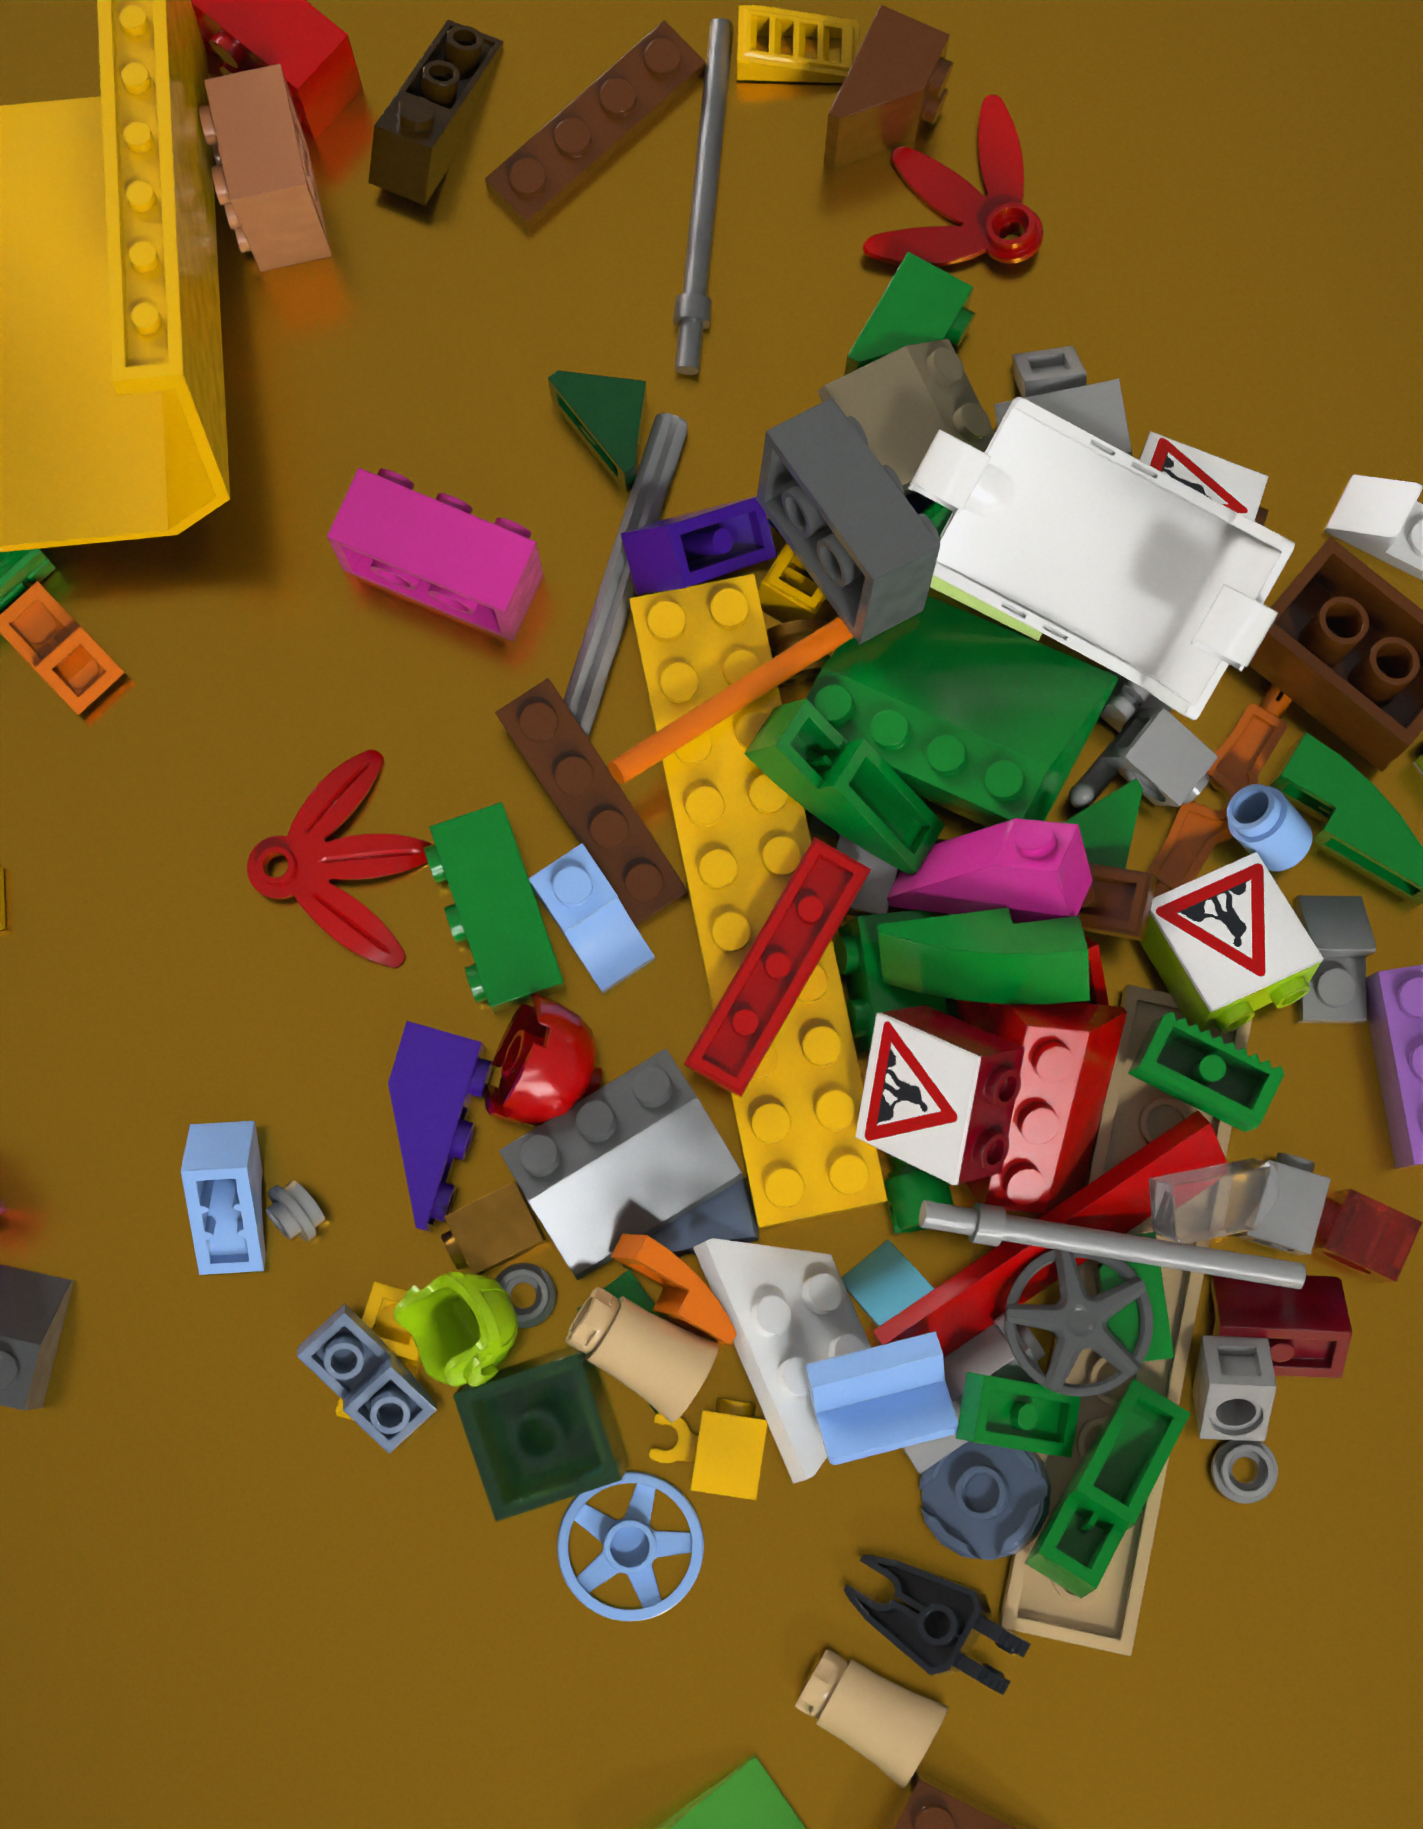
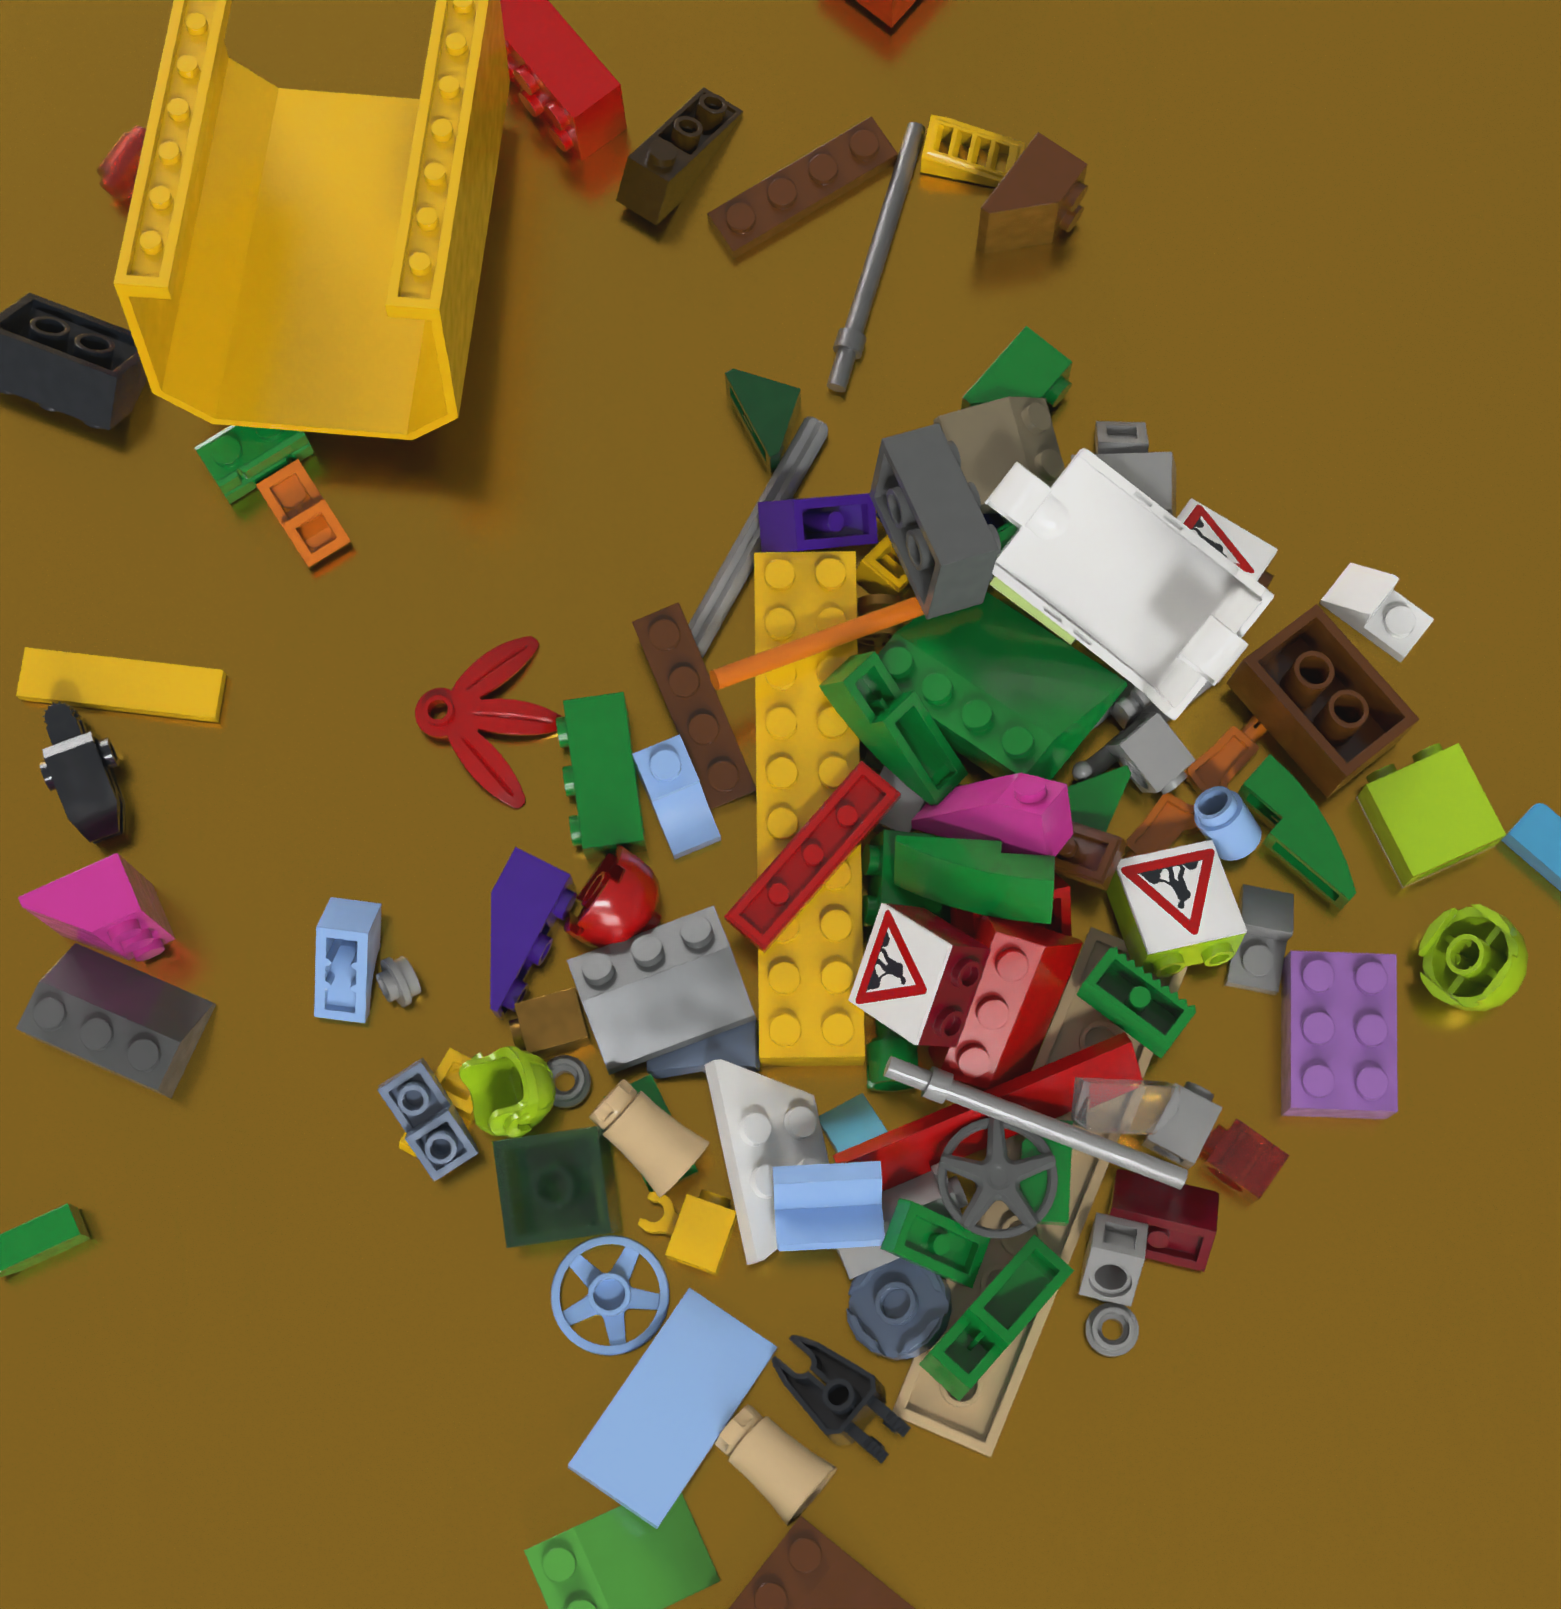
camera: 15 degrees right, 5 degrees down
(264, 168) = (536, 175): nougat brick -> none
(437, 552) = (611, 491): dark pink brick -> none
(684, 1294) = (691, 1100): orange slope -> none
(735, 1673) = (672, 1408): none -> light blue tile
(981, 217) = (1092, 312): red plant -> none

